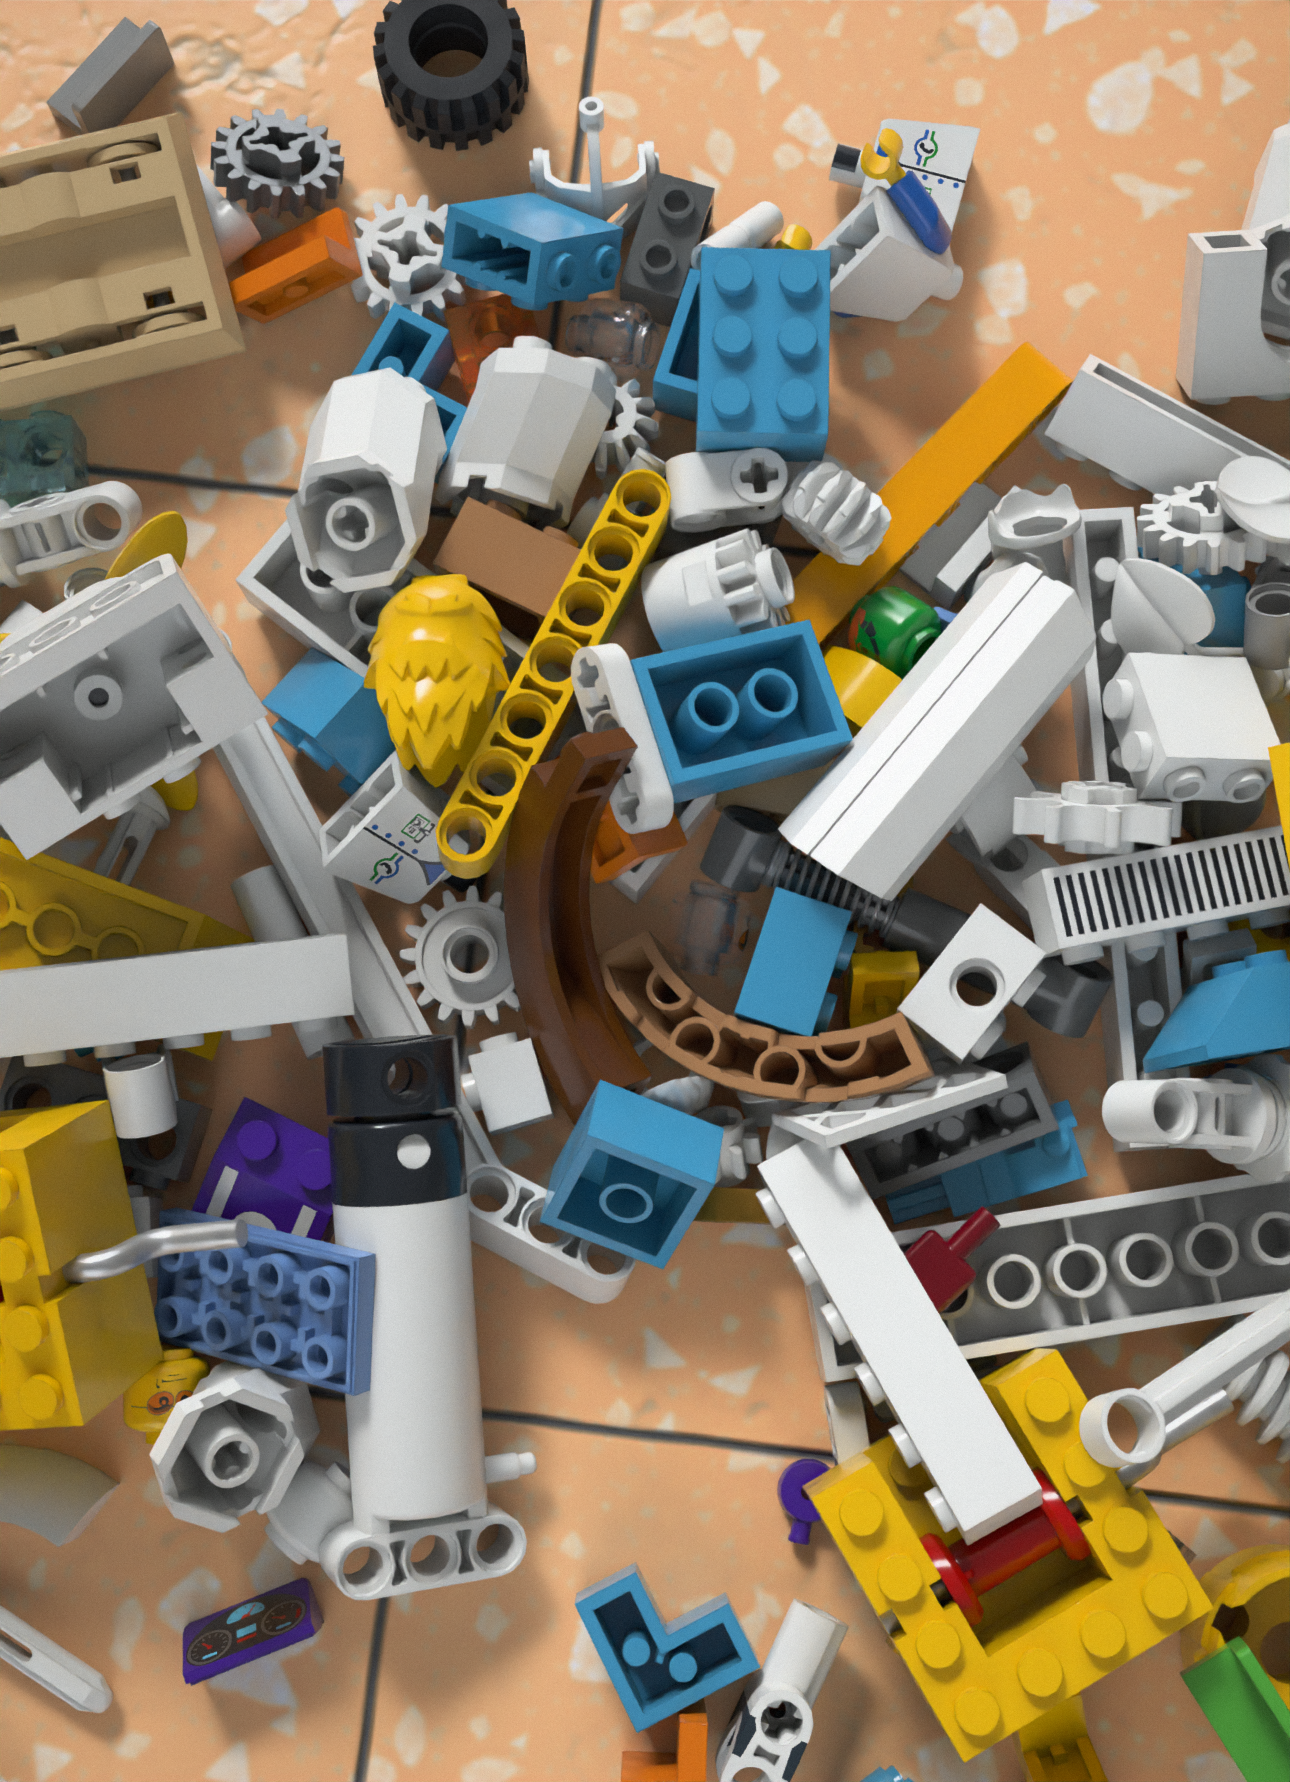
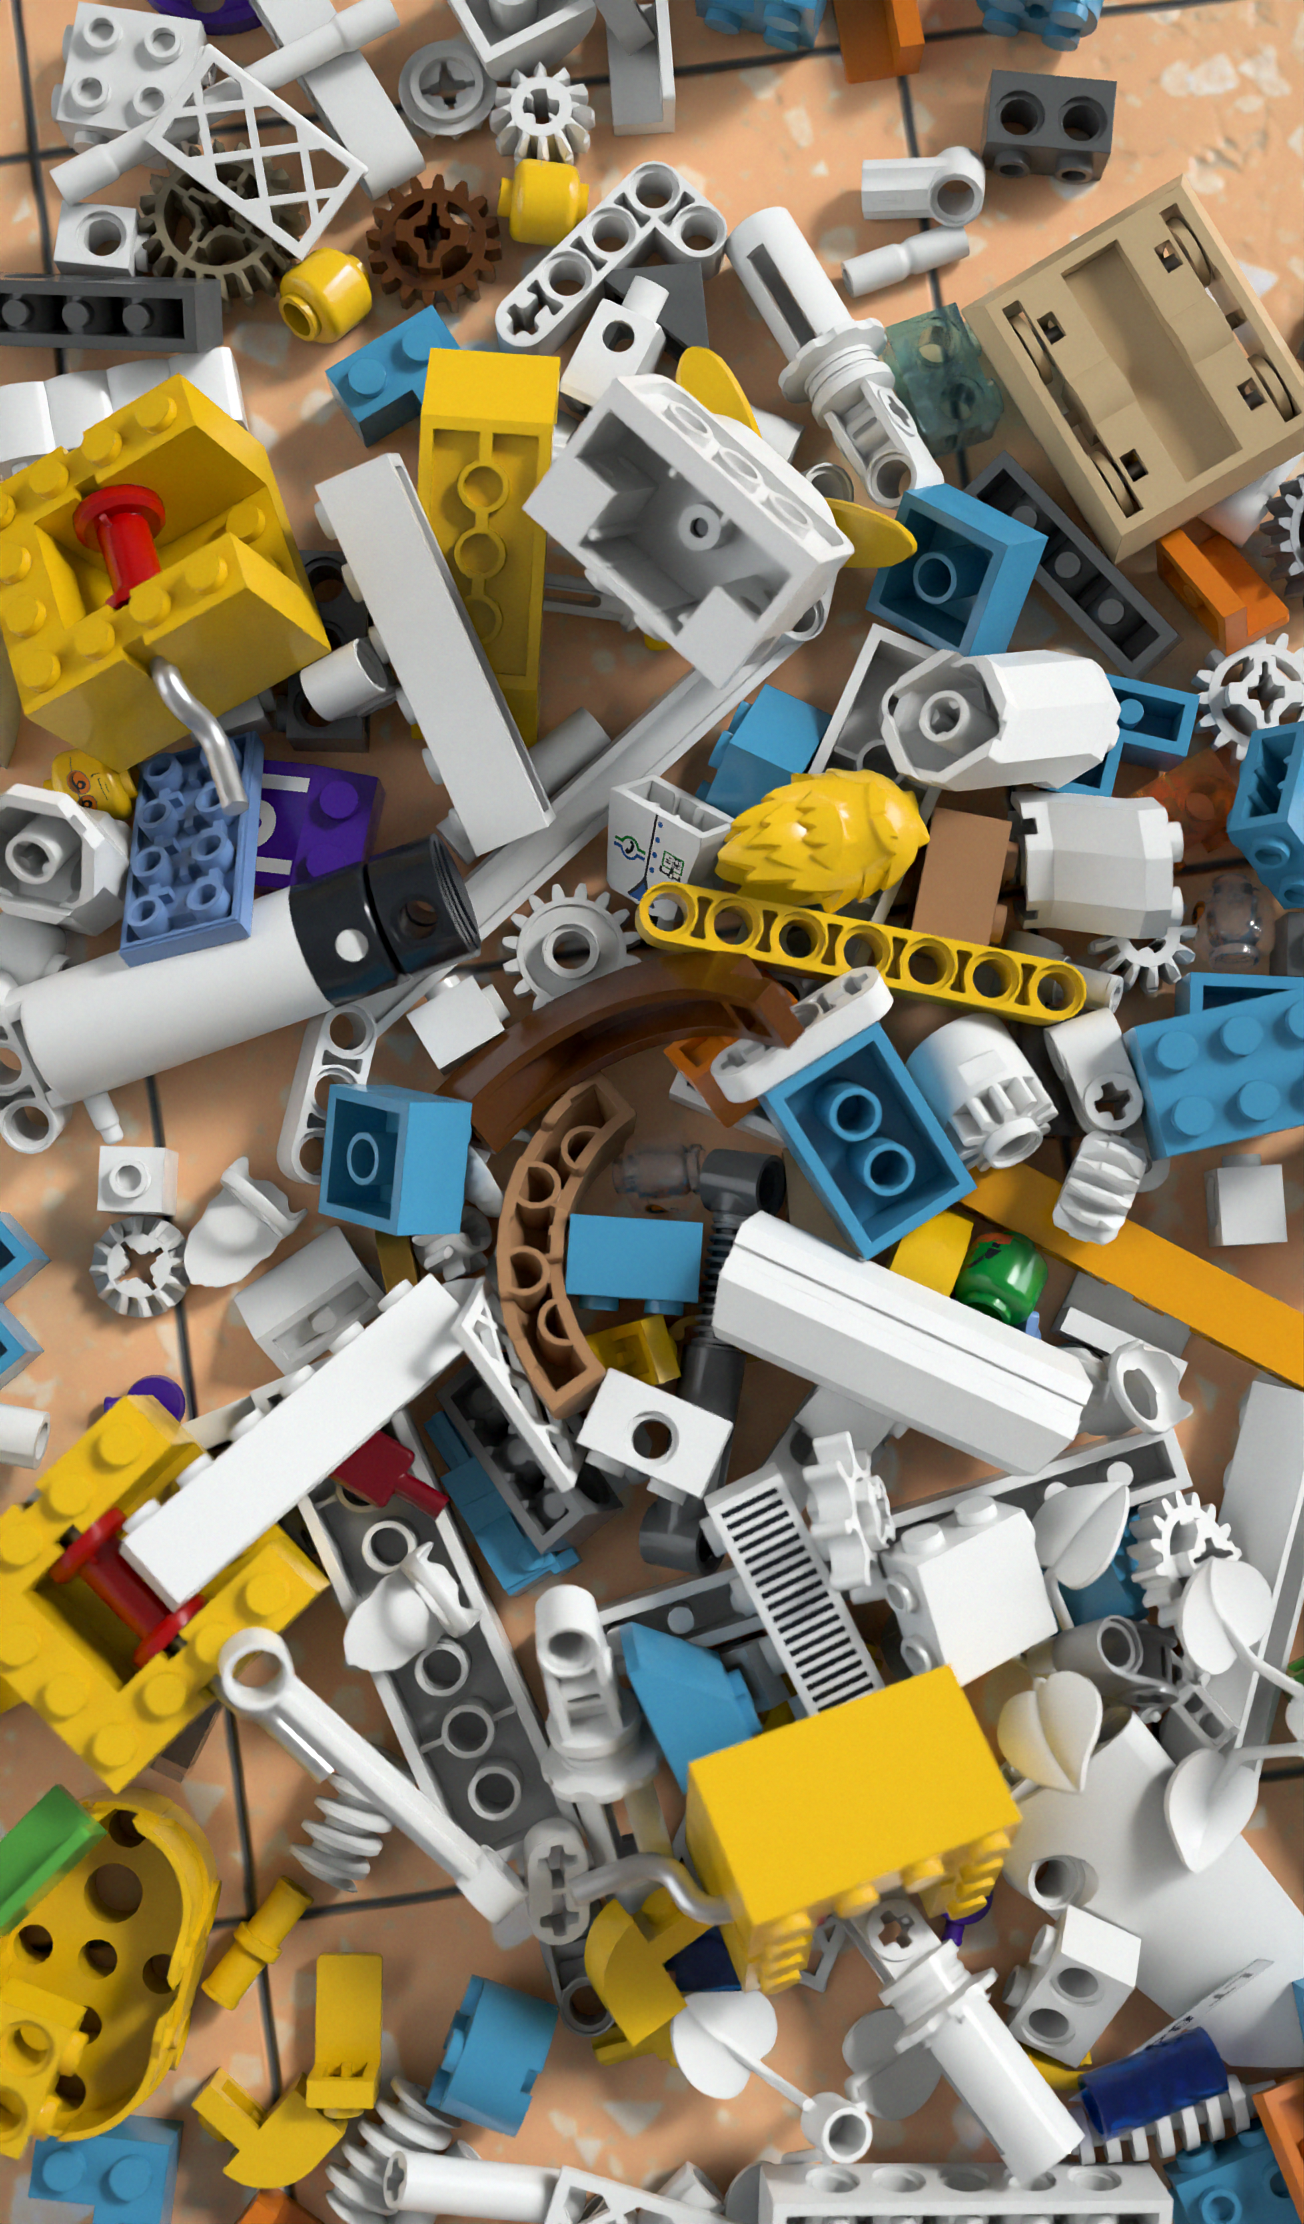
camera: 75 degrees right, 5 degrees up
(219, 481) = (965, 577): none -> dark azure brick
(234, 390) = (1080, 573): none -> dark grey brick
(581, 1448) = (137, 1180): none -> white brick
(636, 1456) = (111, 1261): none -> white gear
(655, 1359) = (238, 1228): none -> white piece
(744, 1305) = (309, 1301): none -> white panel
(877, 399) = (1245, 1202): none -> white brick
(1088, 1276) = (406, 1614): none -> white piece

